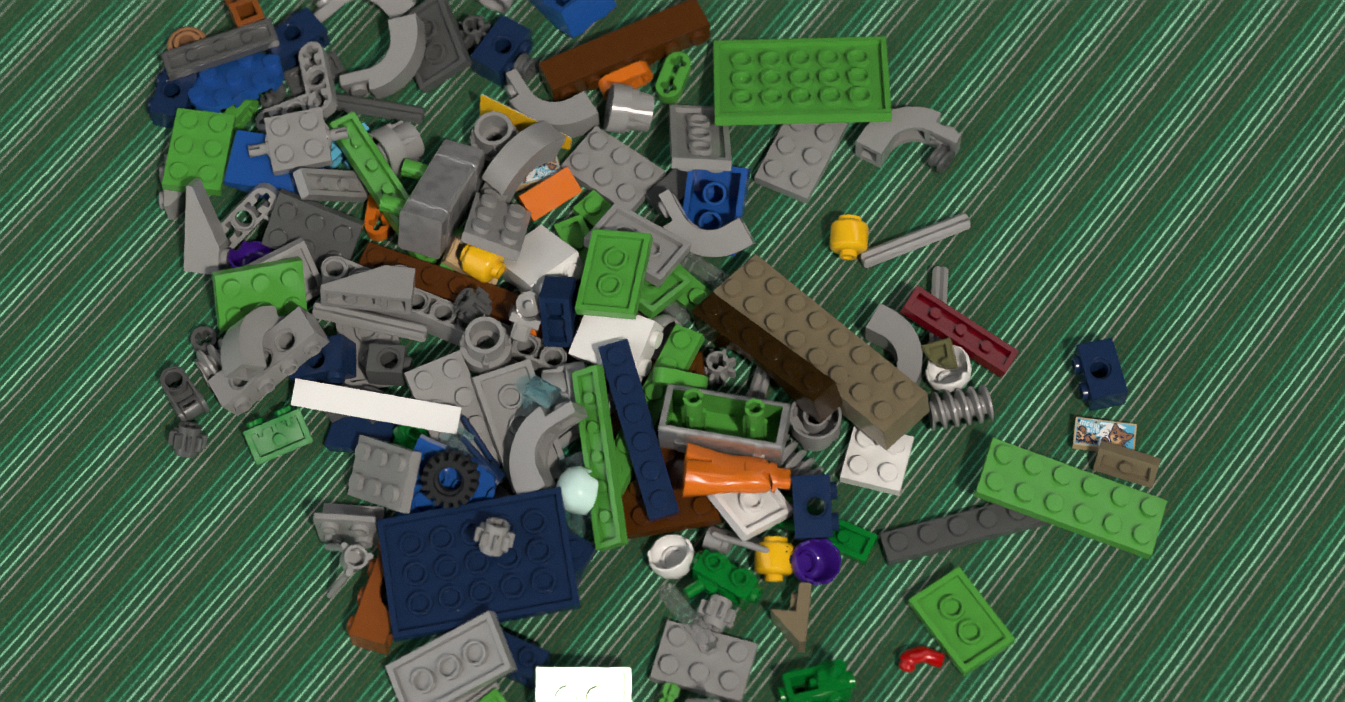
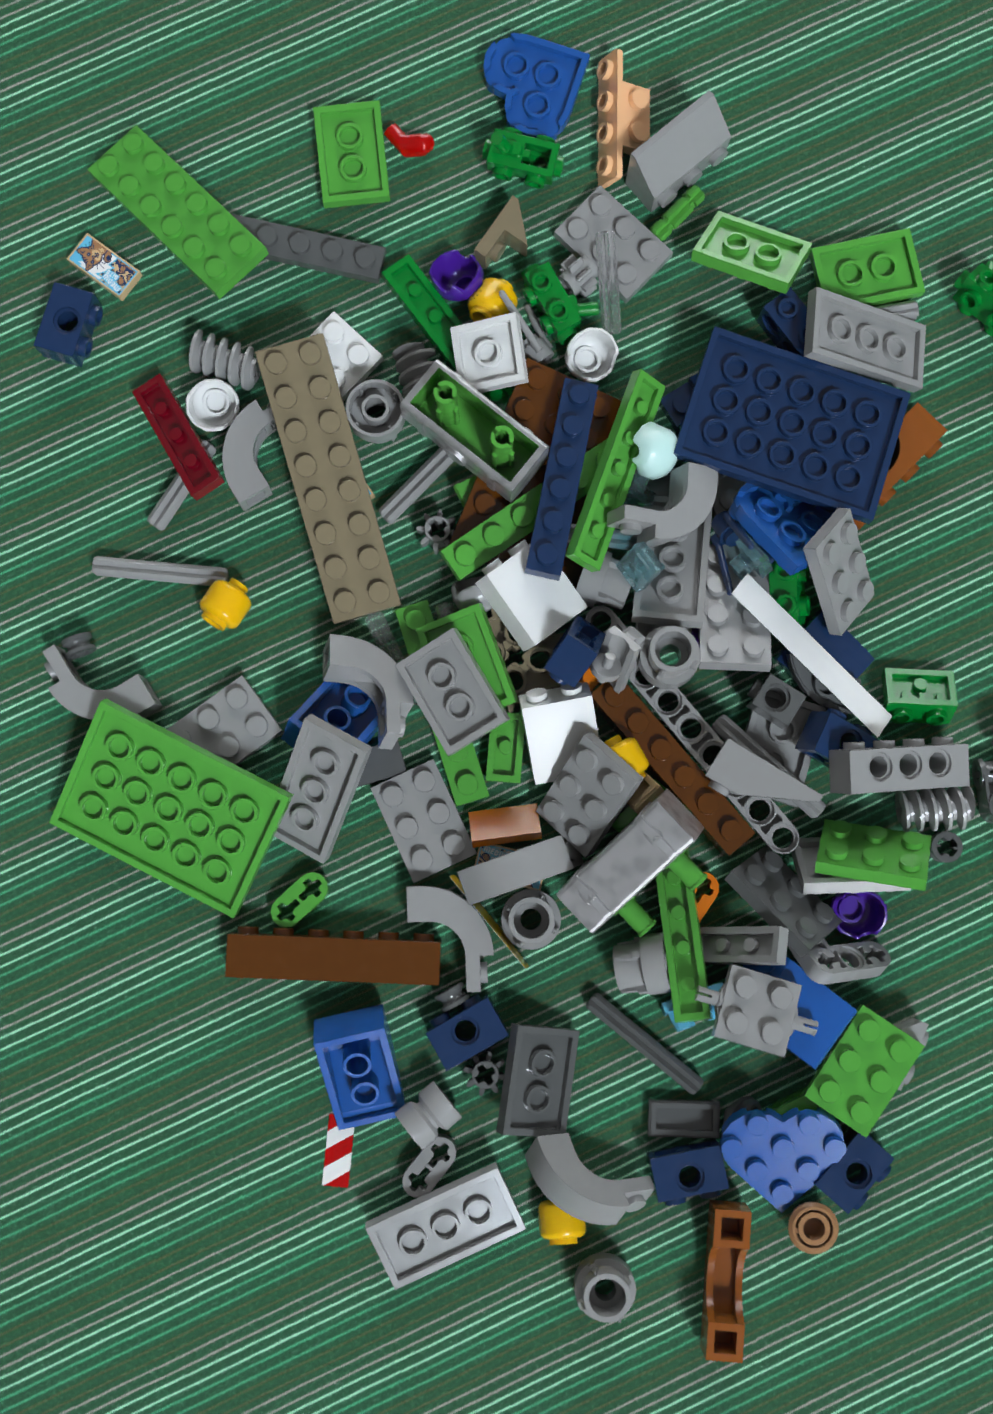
camera: 155 degrees left, 20 degrees up
(204, 237) = (902, 962): light grey slope -> none
(220, 49) = (782, 1195): dark grey tile -> none
(242, 343) = (922, 793): light grey arch -> none
(311, 98) = (709, 1076): light grey beam -> none
(349, 524) = (894, 552): light grey bracket -> none
(351, 560) = (916, 491): light grey plant -> none
(398, 65) = (581, 1073): light grey arch -> none
(450, 460) = (782, 513): black tyre -> none
(473, 304) = (660, 707): dark grey gear -> none
(494, 536) = (779, 424): light grey gear -> none
(614, 274) = (501, 648): bright green plate -> none
(627, 109) = (372, 876): light grey piece -> none
(635, 74) = (353, 921): orange beam -> none
(663, 376) = (492, 505): bright green beam -> none
(719, 473) = (507, 381): orange piece -> none
(798, 378) = (388, 496): dark brown arch -> none
(804, 490) = (431, 314): dark blue brick -> none
(941, 353) = (211, 415): olive tile -> none
(1127, 464) = (94, 214): dark tan plate -> none

